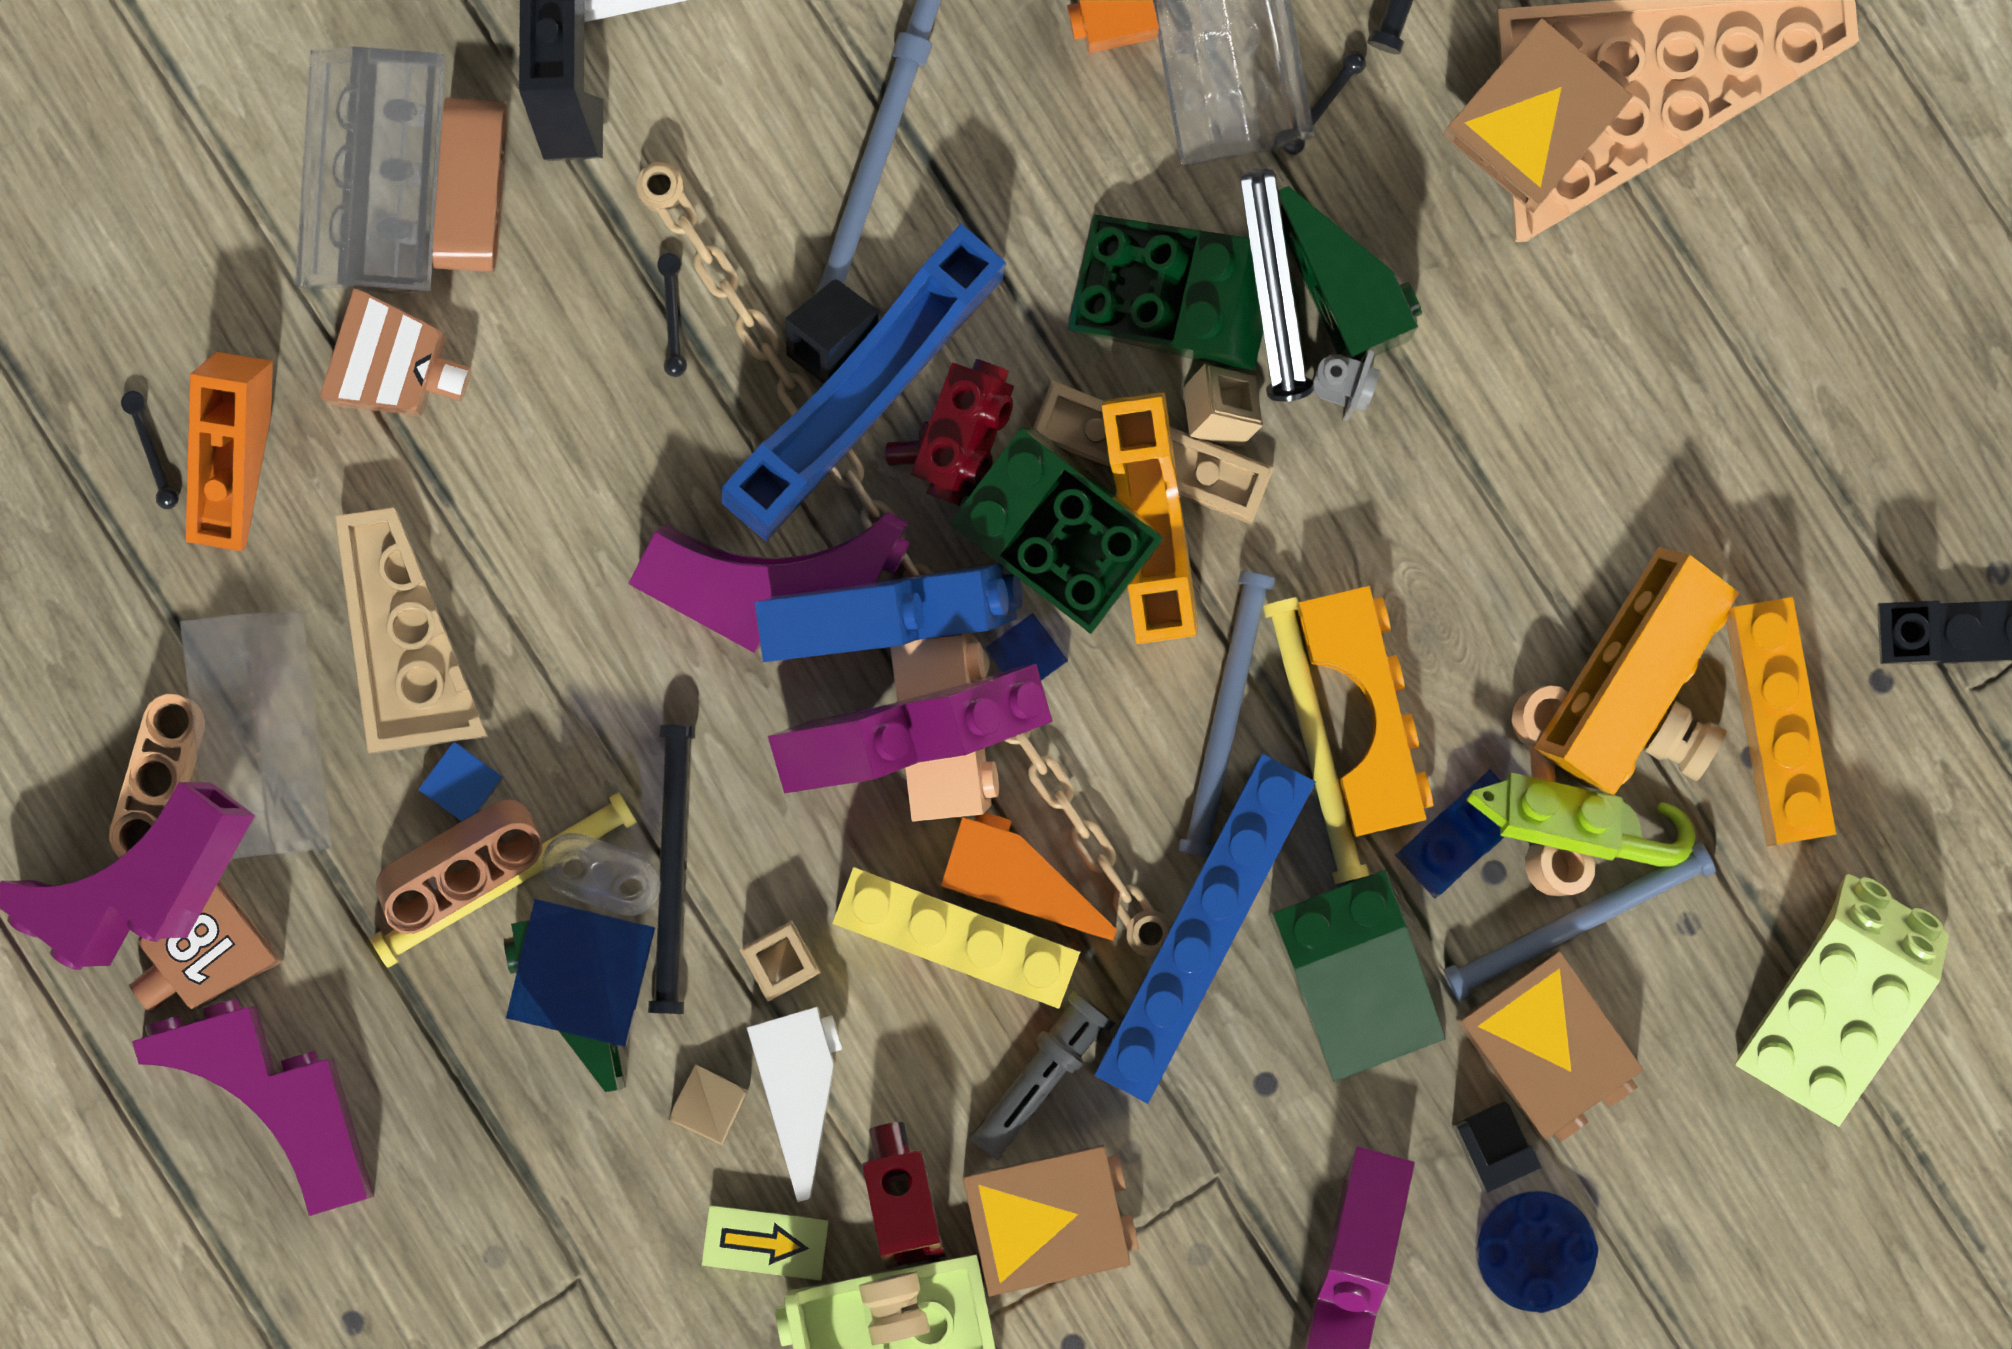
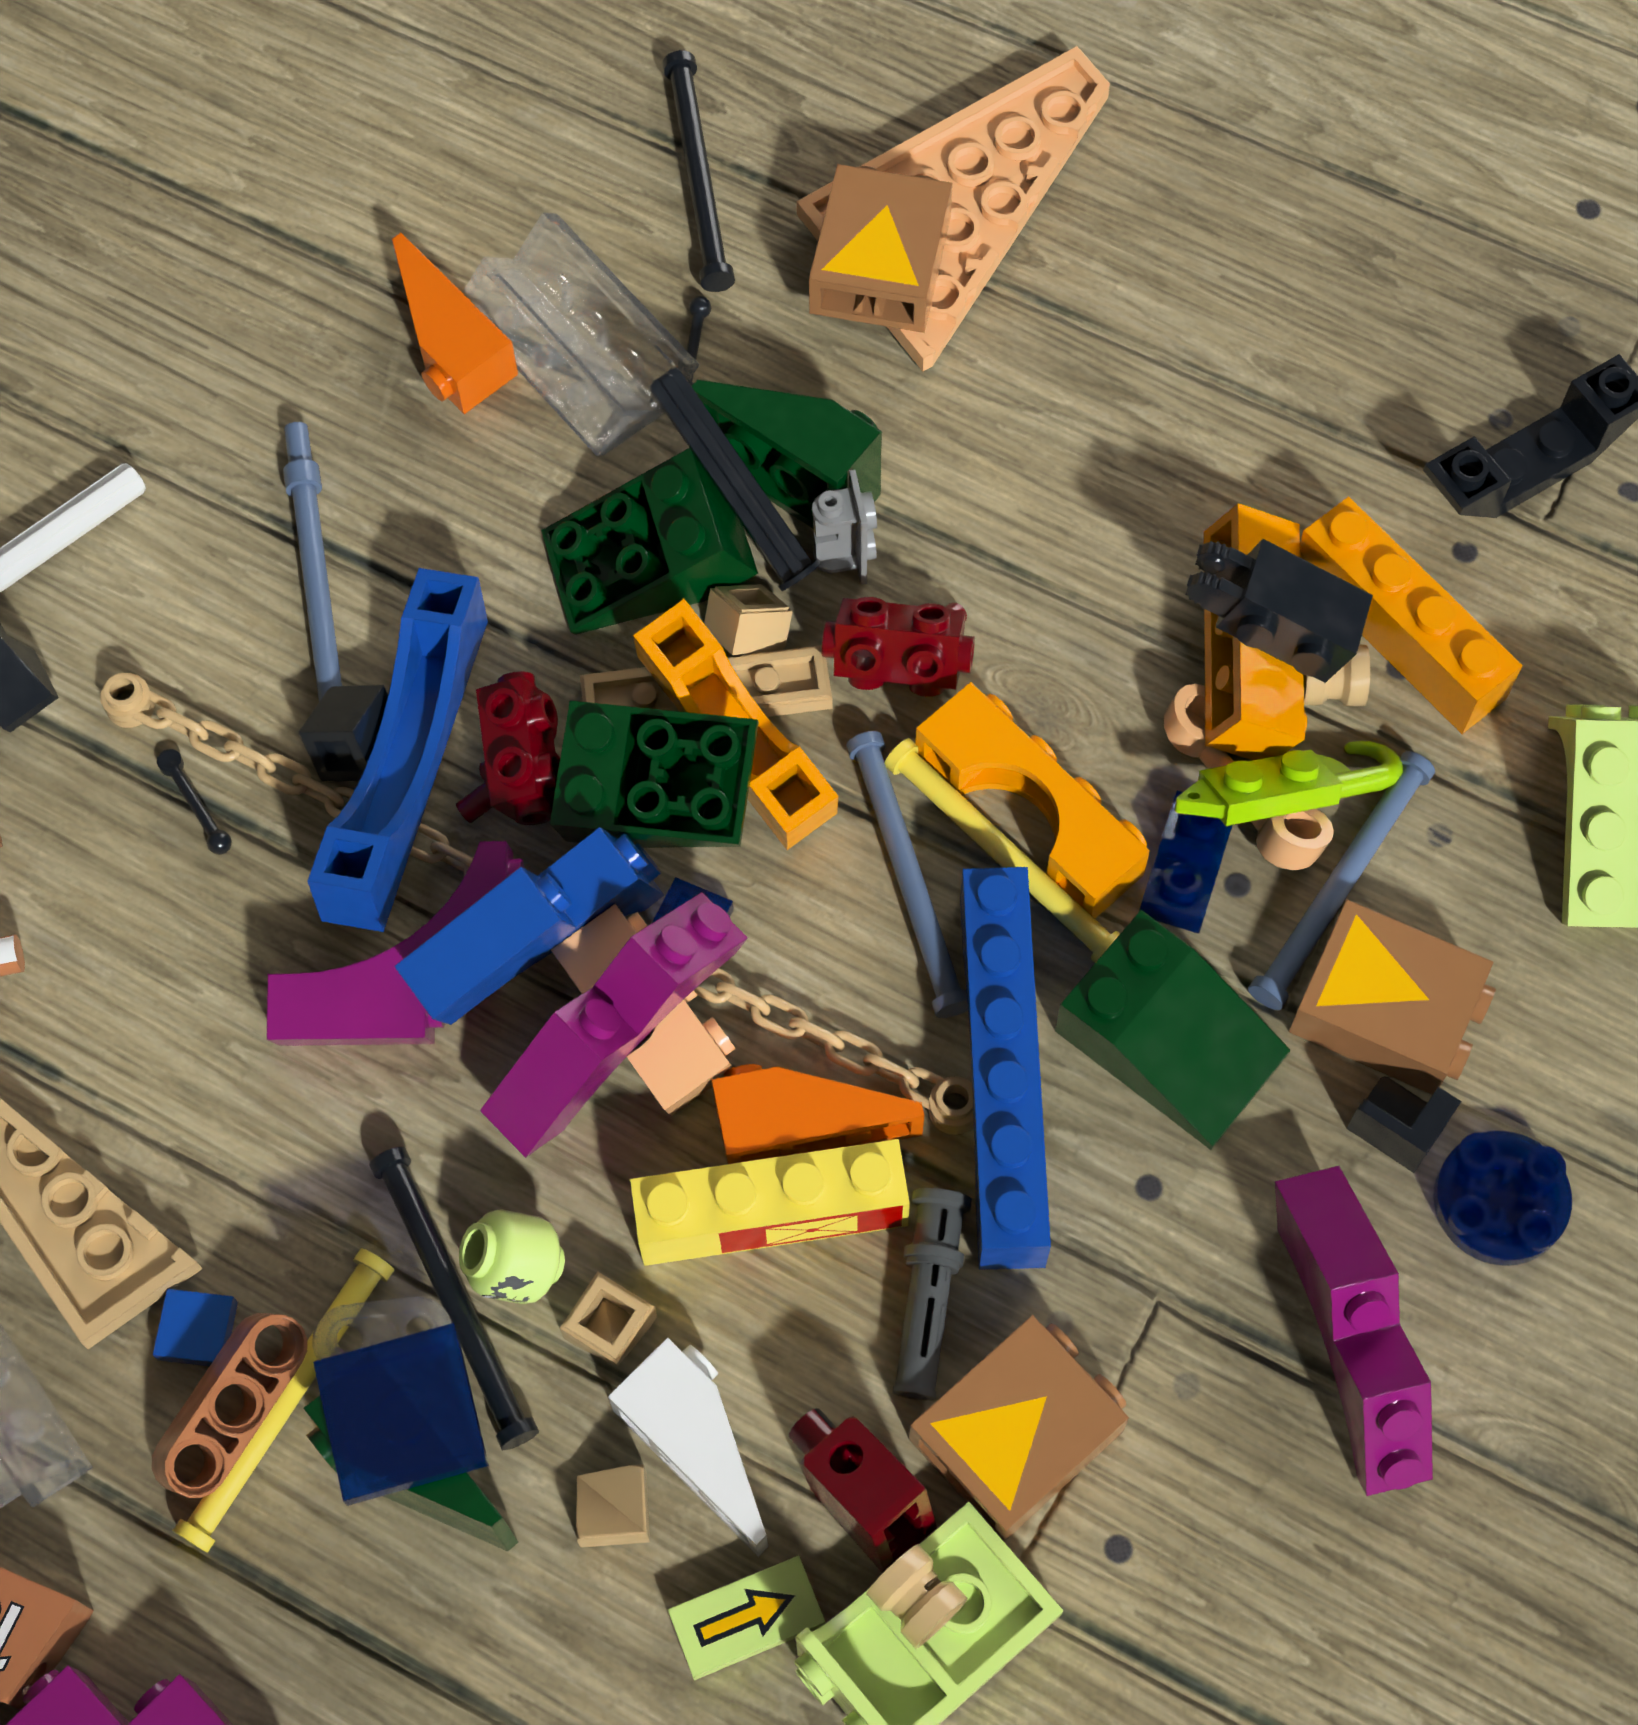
camera: 25 degrees left, 20 degrees down
(731, 870) = (511, 1256): none -> yellowish green head
(1336, 509) = (899, 645): none -> dark red brick
(1659, 682) = (1281, 605): none -> black hinge

